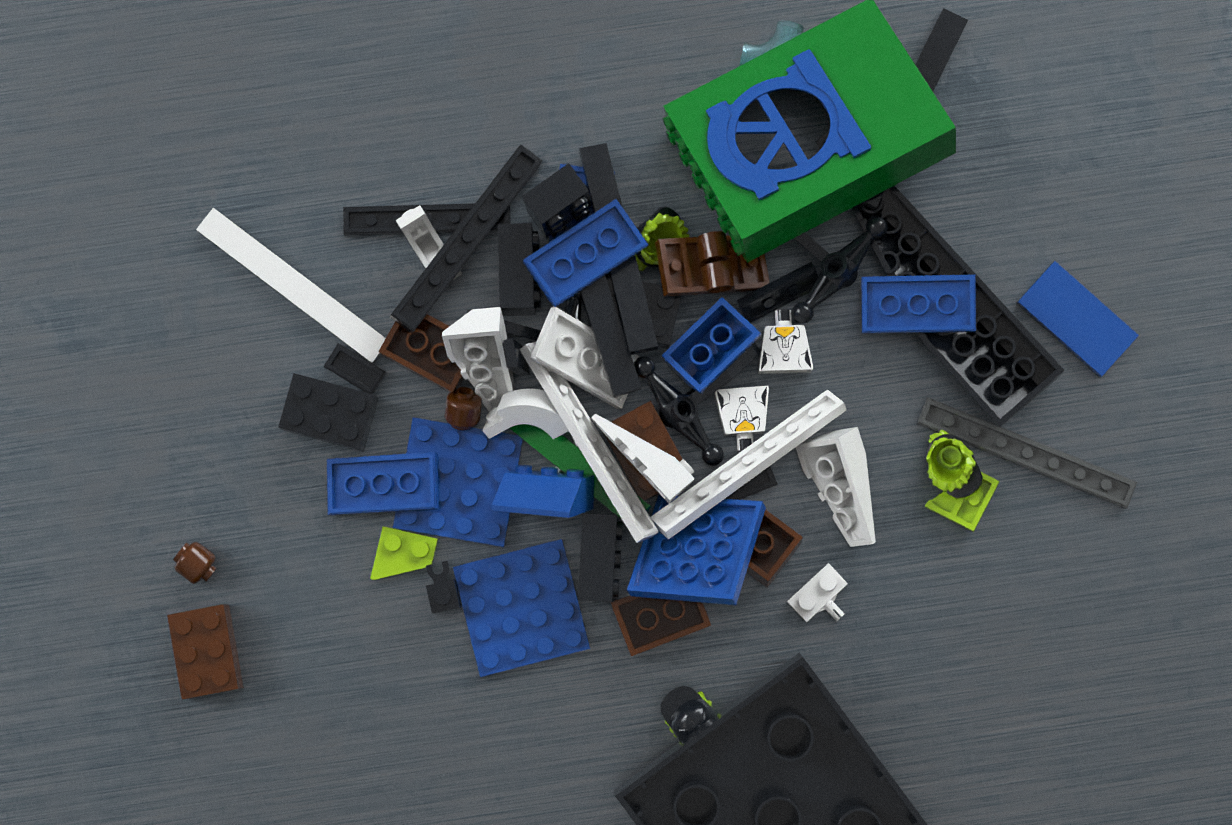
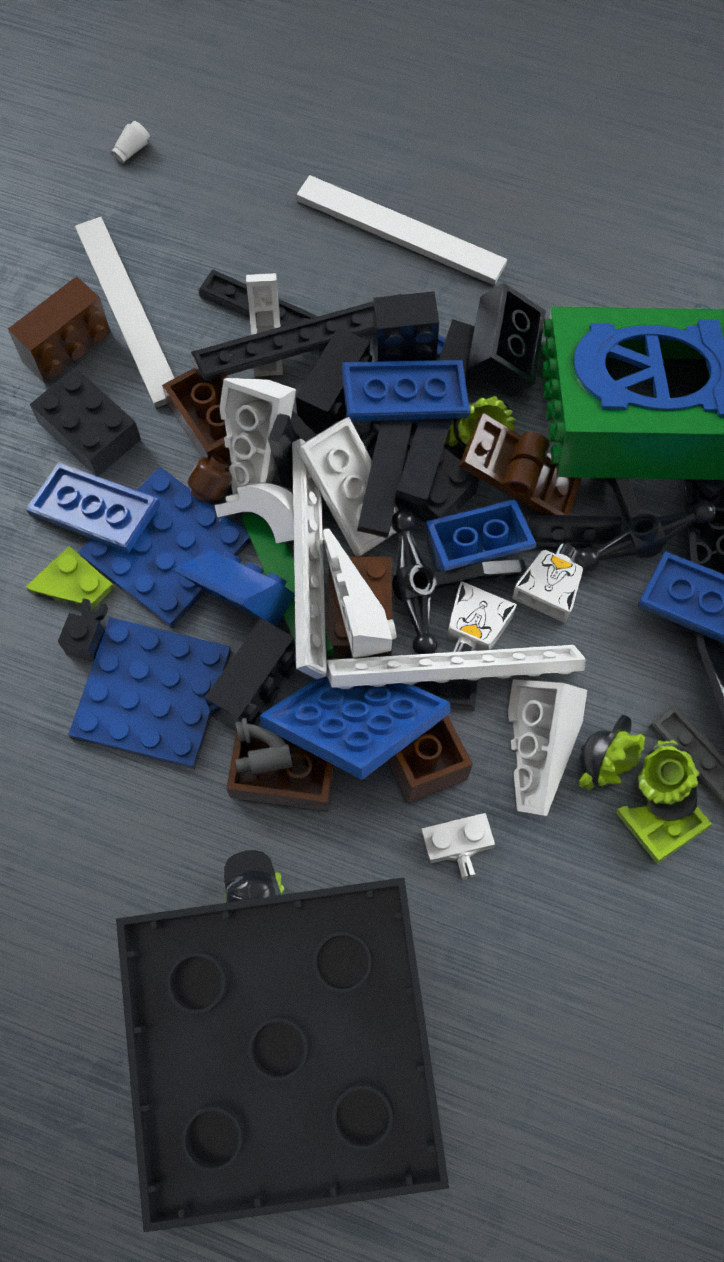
camera: 25 degrees right, 15 degrees down
(190, 115) = (131, 140): none -> white cone
(257, 343) = (60, 329): none -> reddish brown brick
(354, 369) = (135, 402): black tile -> none
(482, 75) = (402, 230): none -> white tile
(638, 148) = (506, 339): none -> black brick
(649, 621) = (266, 759): none -> dark grey plant
(898, 467) = (610, 754): none -> hair

